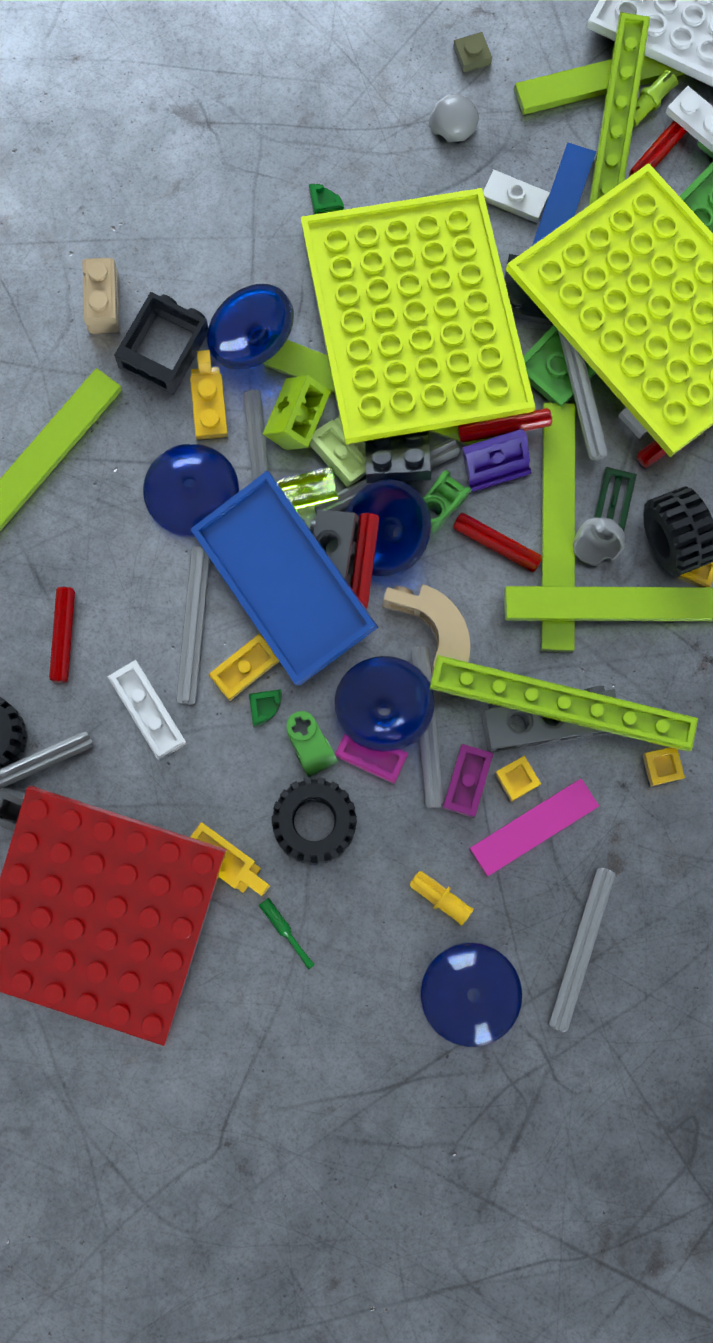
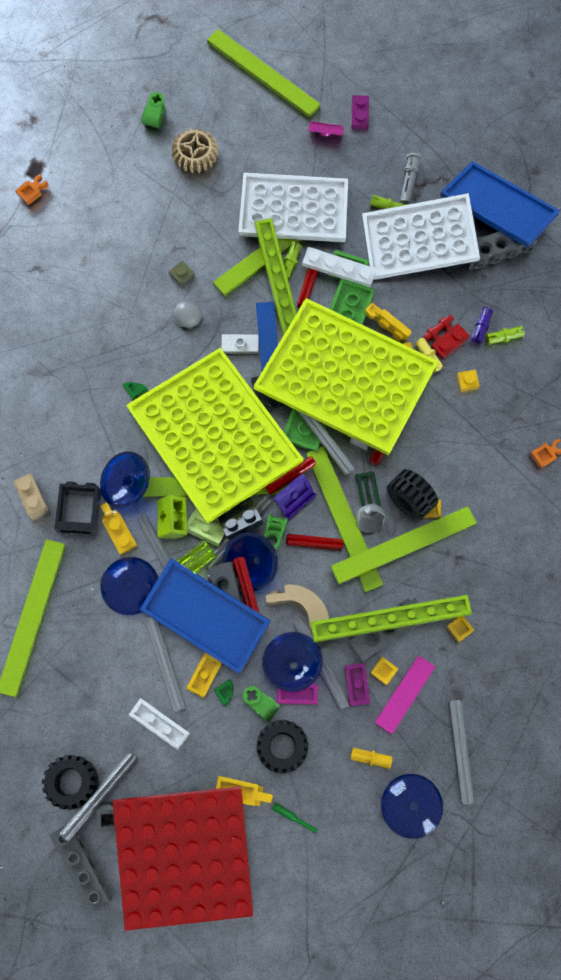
camera: 20 degrees left, 5 degrees down
(62, 634) = (91, 702): red axle -> none

